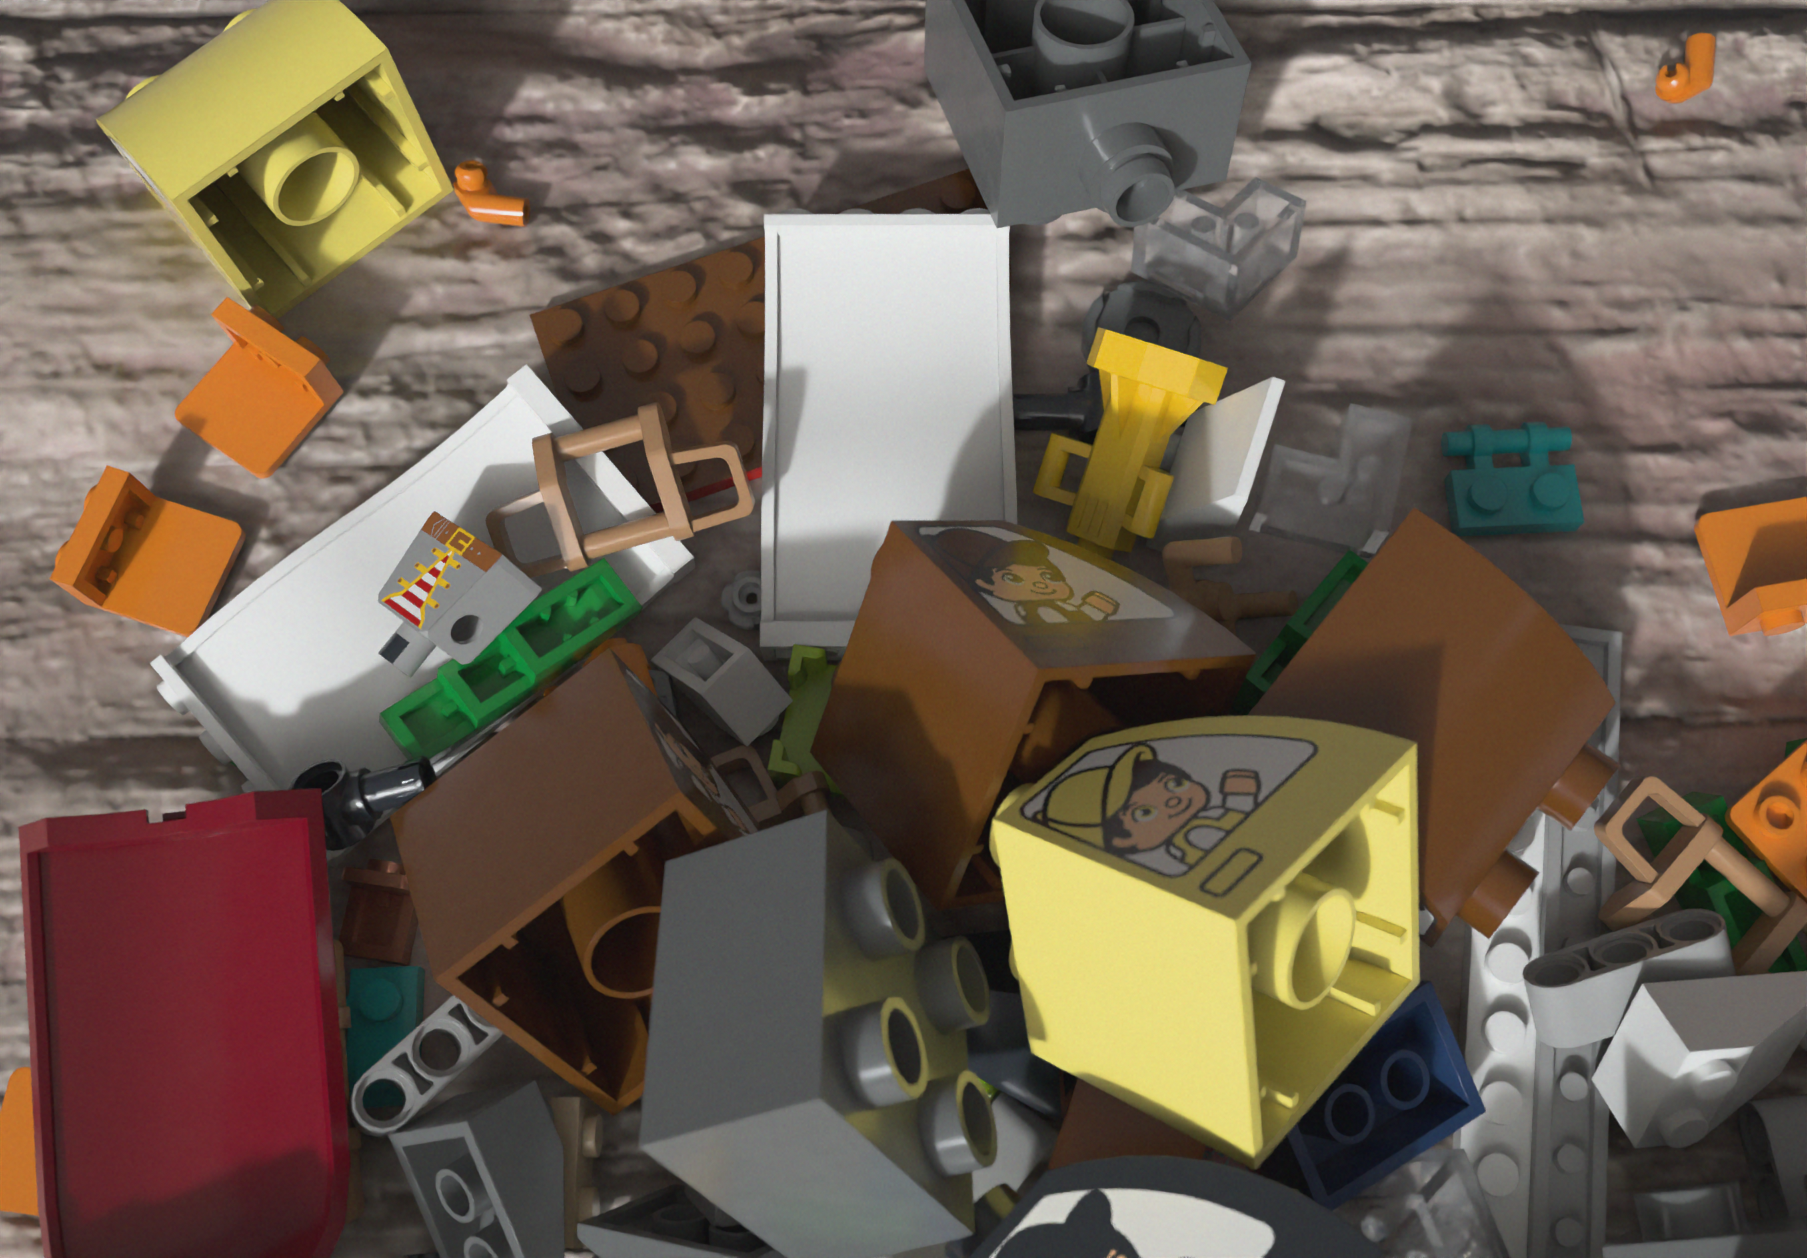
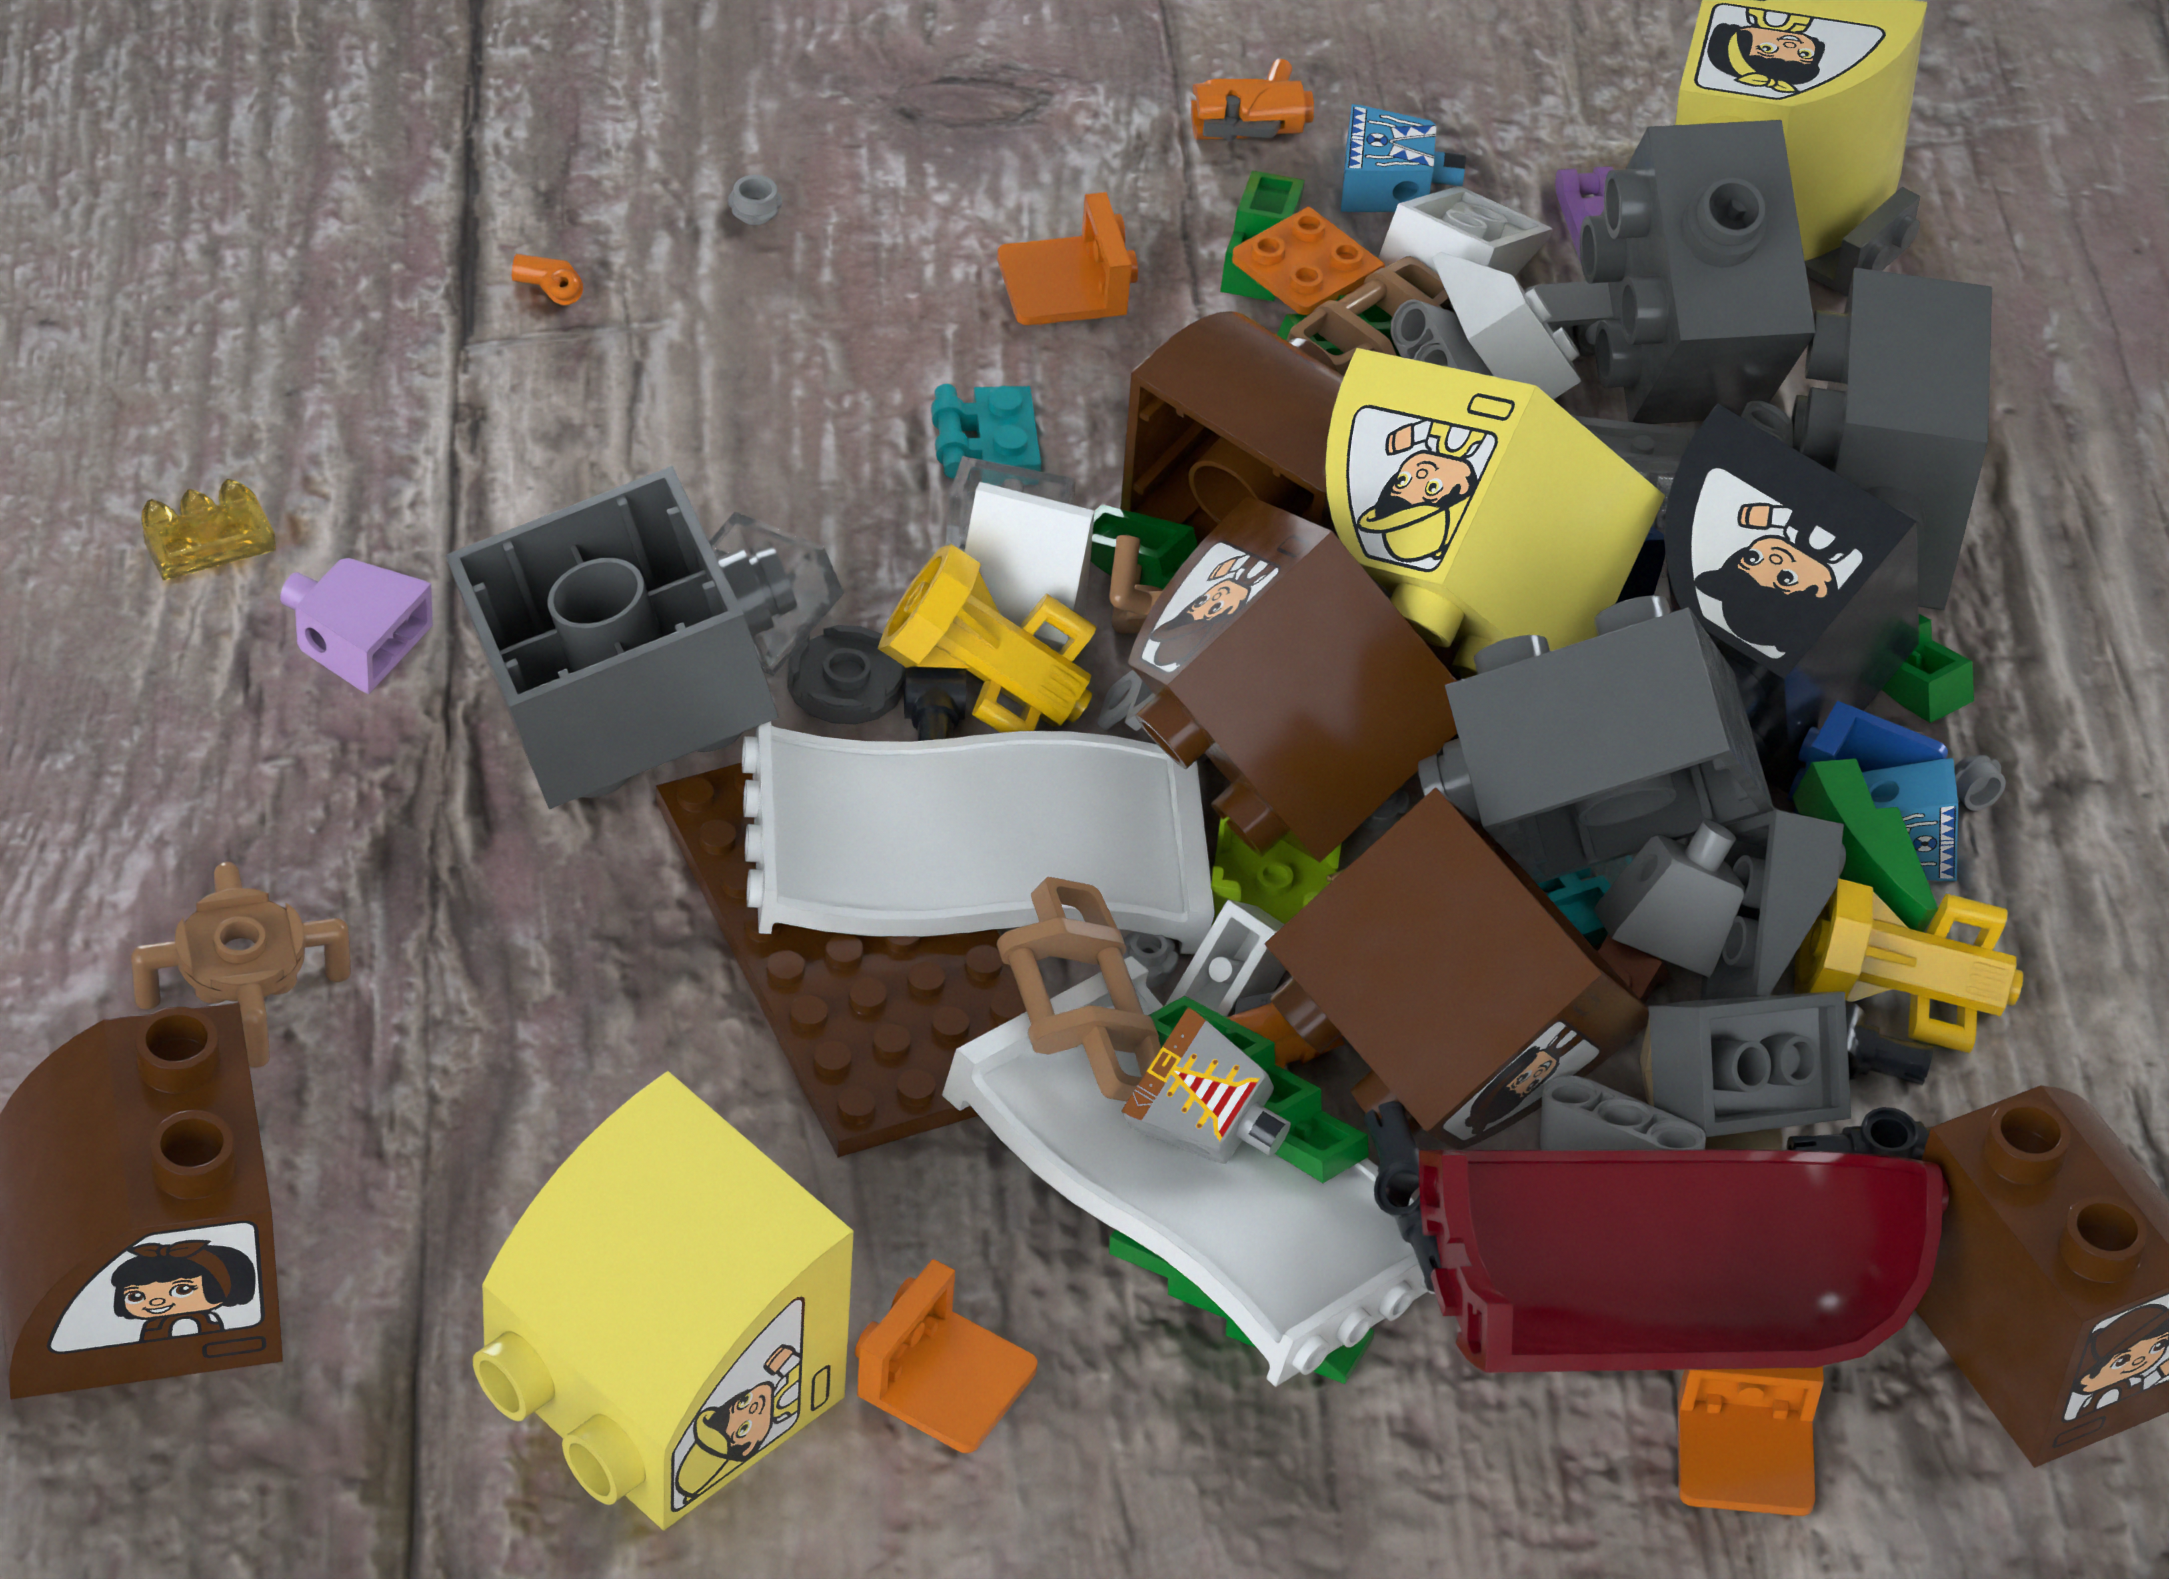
camera: 100 degrees left, 25 degrees down
(147, 556) = (1142, 1440): orange bracket -> none

